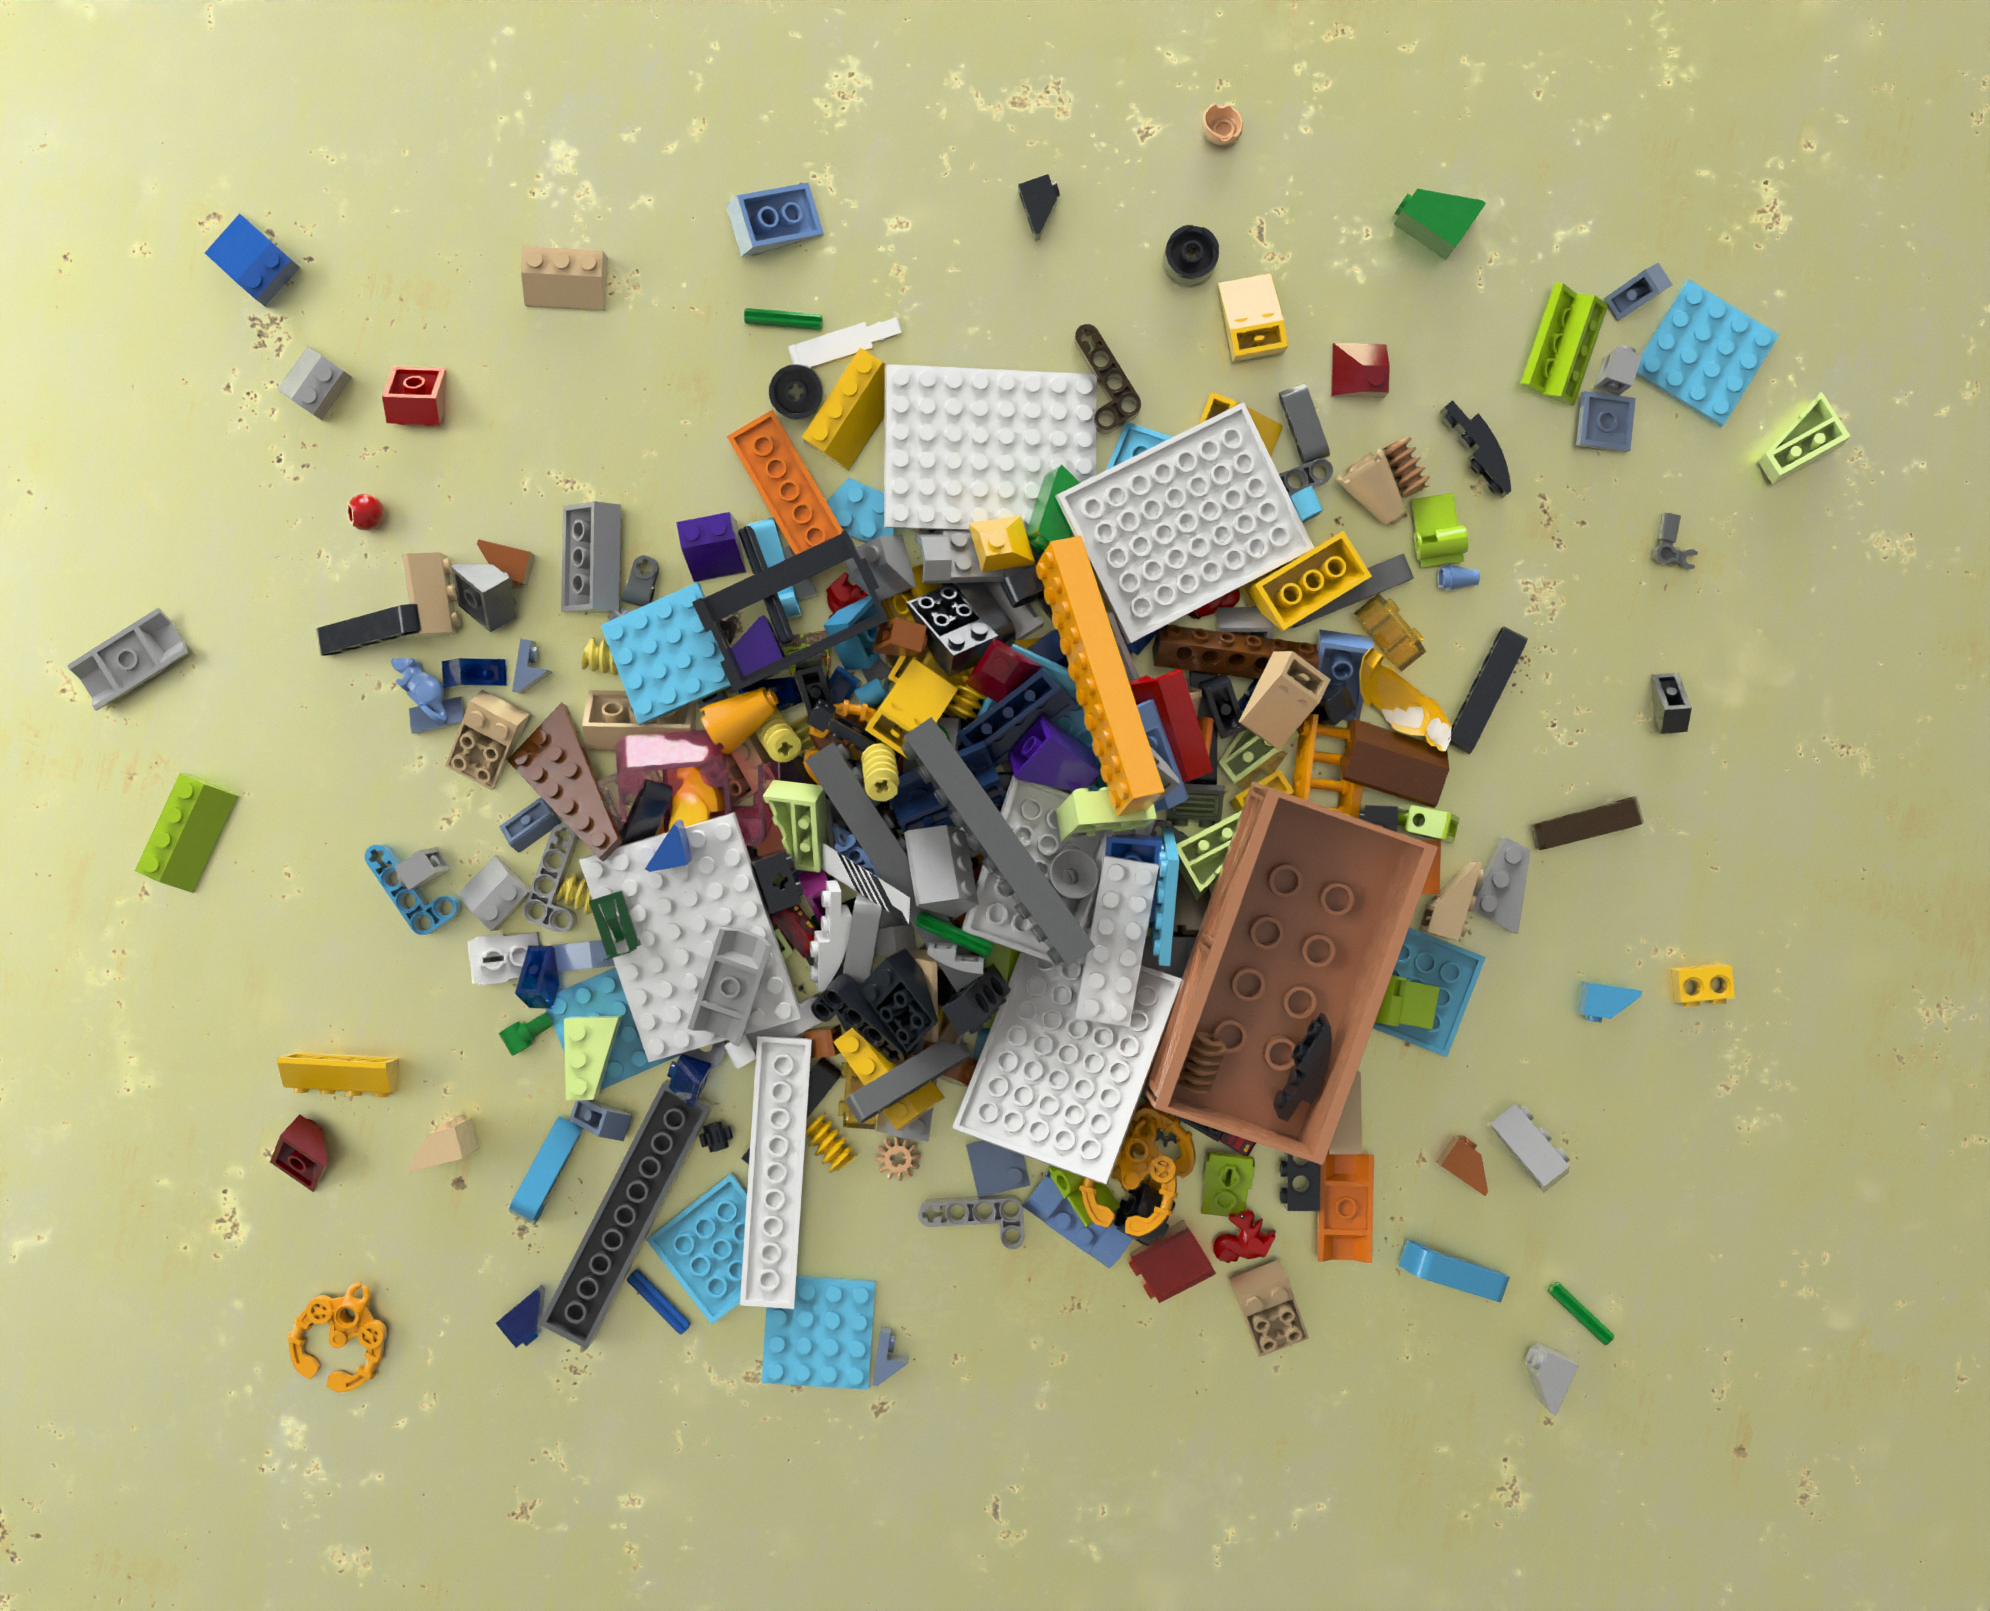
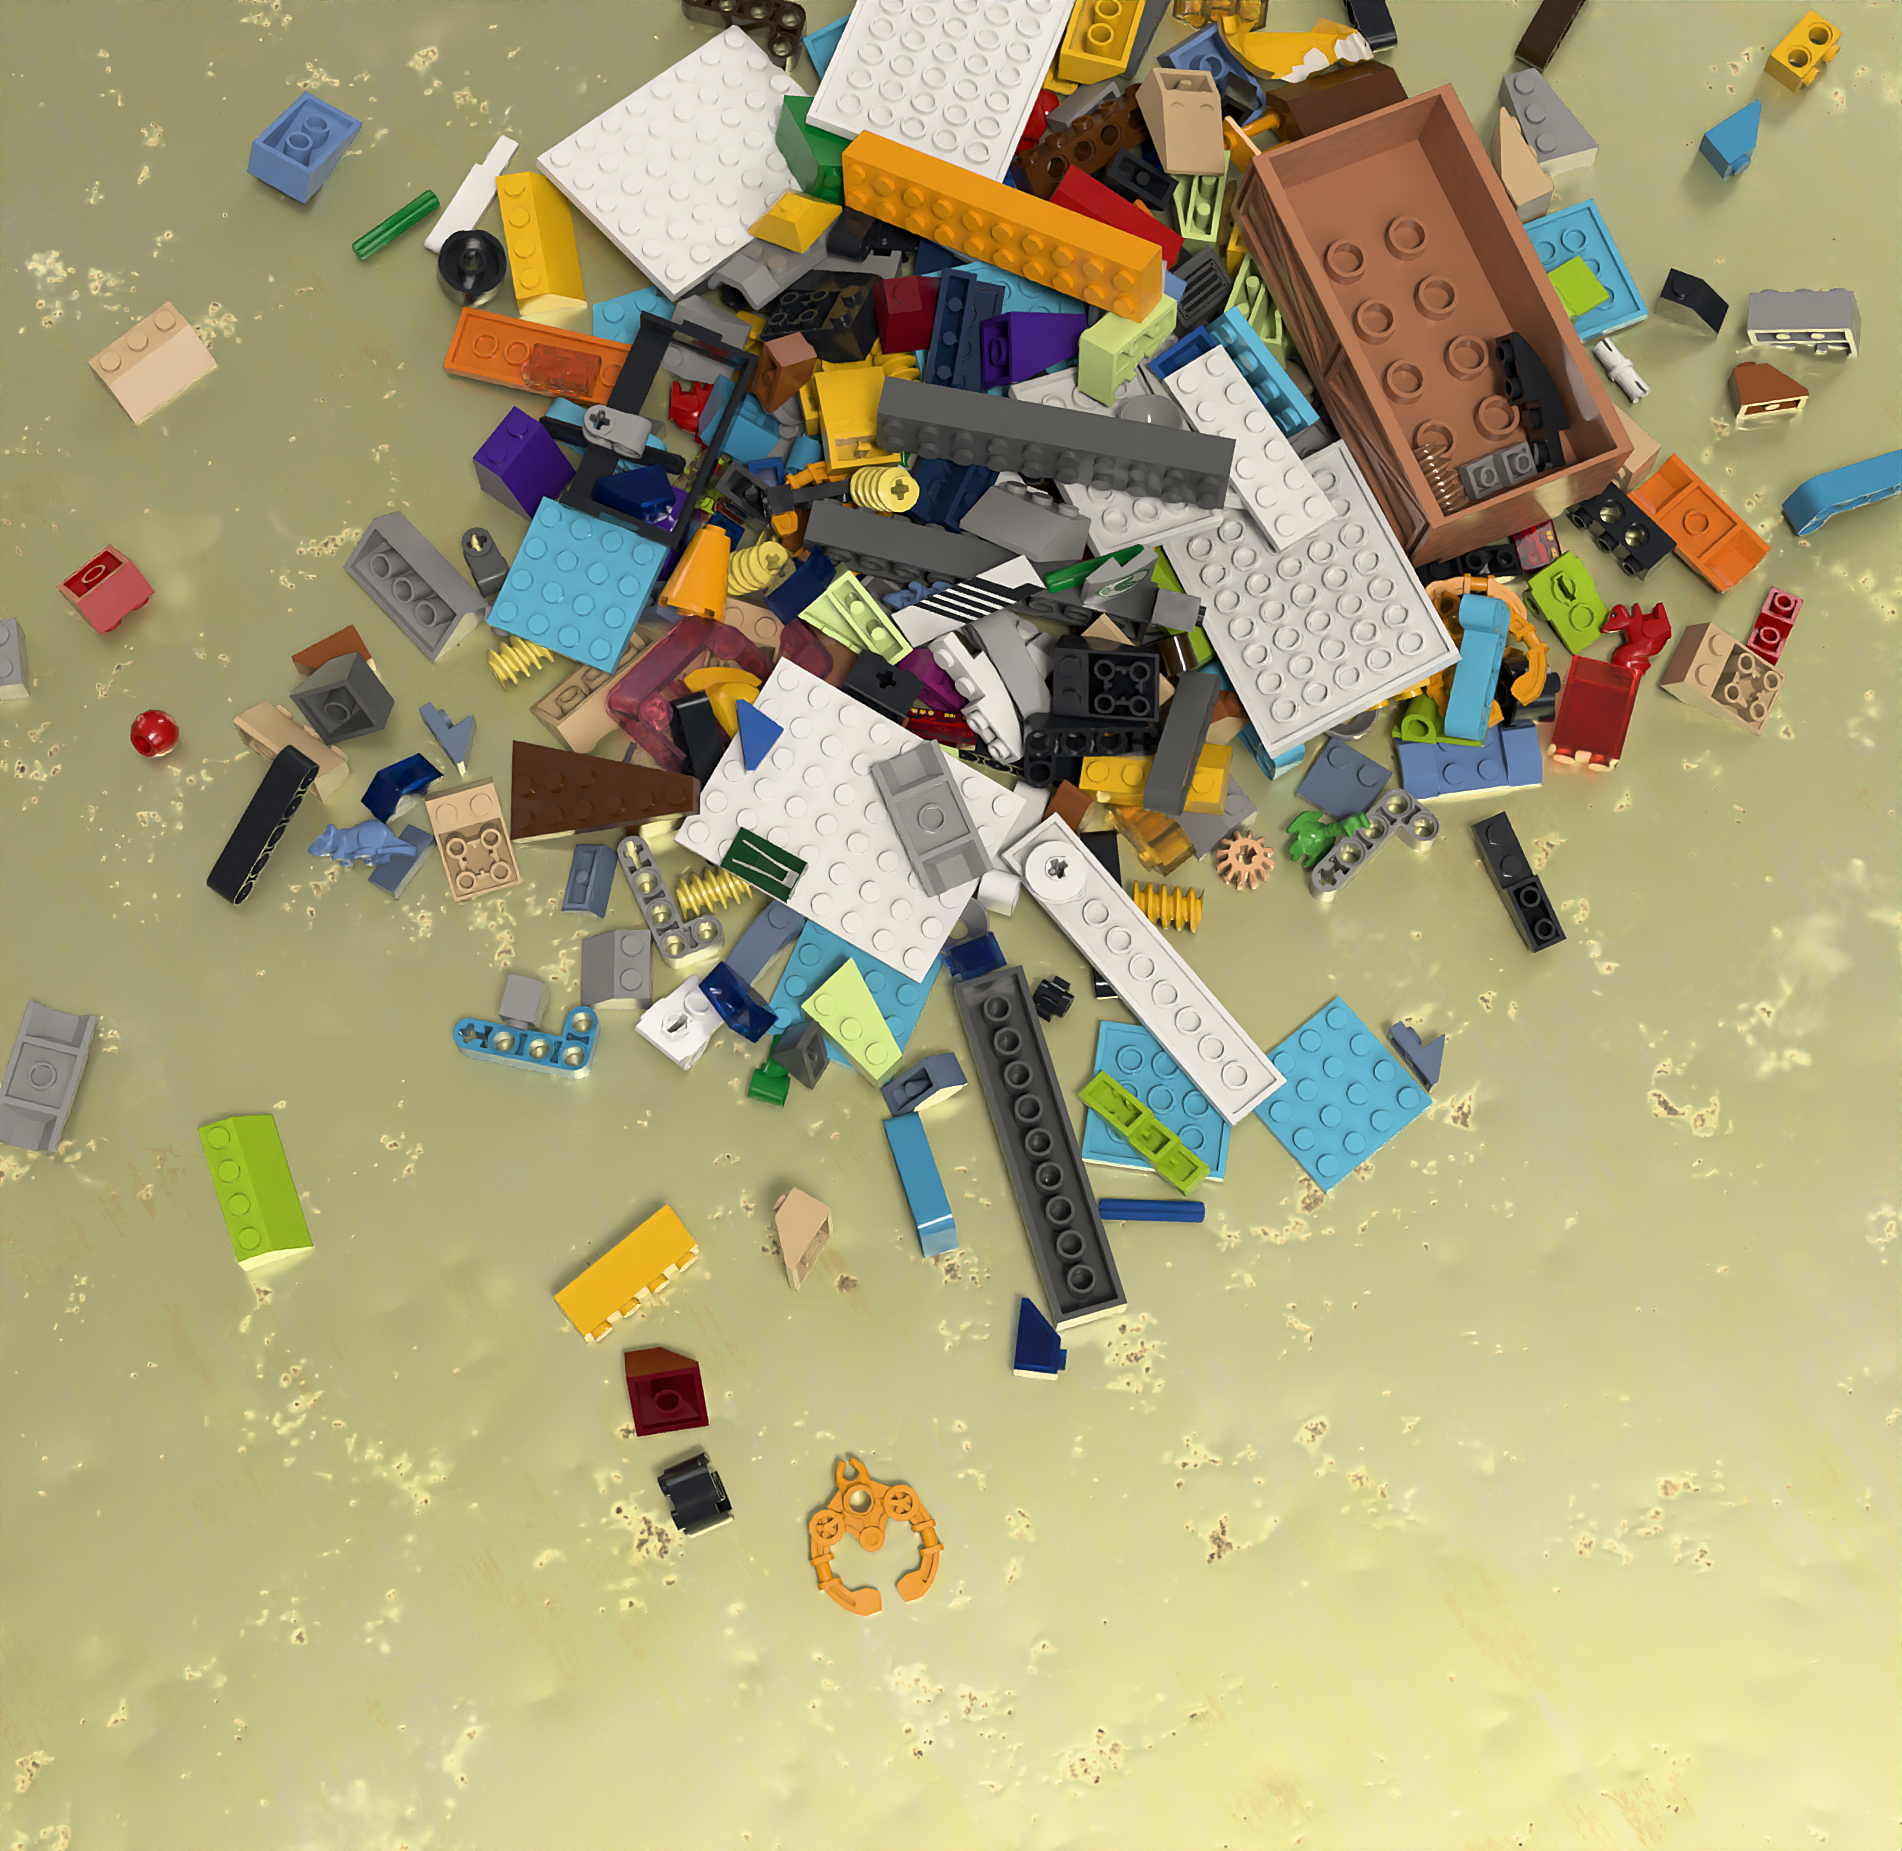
camera: 50 degrees left, 15 degrees down
(264, 1230) = (697, 1496): none -> black brick
(547, 1038) = (803, 1053): none -> dark grey slope
(689, 1261) = (1144, 1133): none -> lime slope
(747, 636) = (637, 492): none -> clear blue slope
(770, 592) = (620, 431): none -> light grey piece
(780, 782) = (799, 584): none -> clear blue slope
(781, 1090) = (1060, 857): none -> white piece
(787, 507) = (562, 371): none -> clear orange bracket
(950, 1182) = (1316, 838): none -> bright green piece
(1035, 1315) = (1516, 884): none -> black slope
(1139, 1177) = (1476, 675): none -> medium azure beam
(1252, 1085) = (1497, 470): none -> light grey slope
(1330, 1303) = (1774, 624): none -> red slope
(1398, 1073) = (1621, 370): none -> white pin
(1478, 1073) = (1691, 303): none -> black slope

